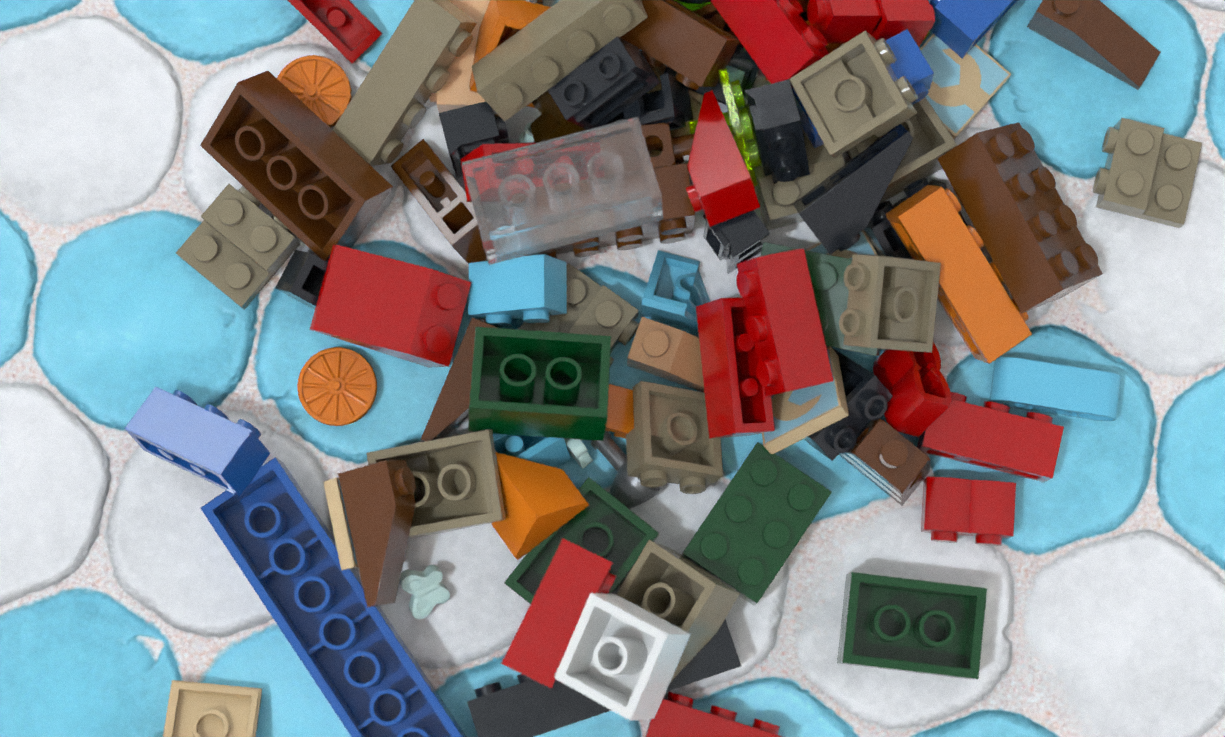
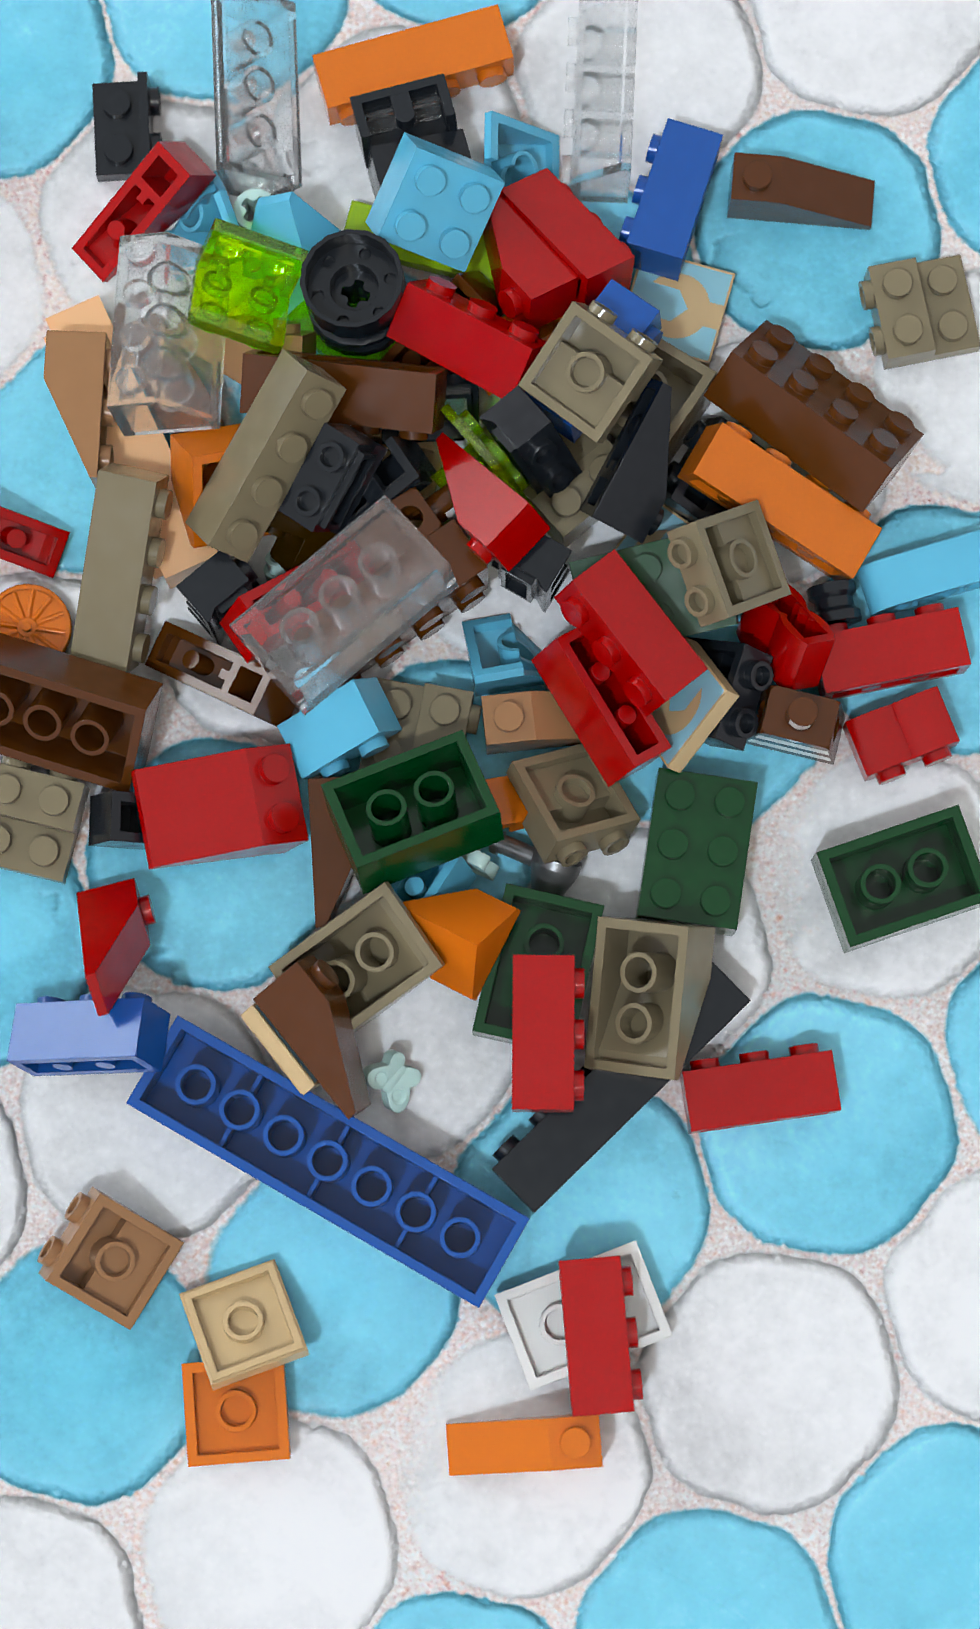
camera: 25 degrees left, 0 degrees up
(130, 623) = (108, 1256): none -> medium nougat plate
(253, 371) = (113, 938): none -> red slope
(337, 386) = (200, 916): orange wheel -> none
(622, 656) = (630, 1043): white brick -> none
(965, 375) = (835, 601): none -> black wheel

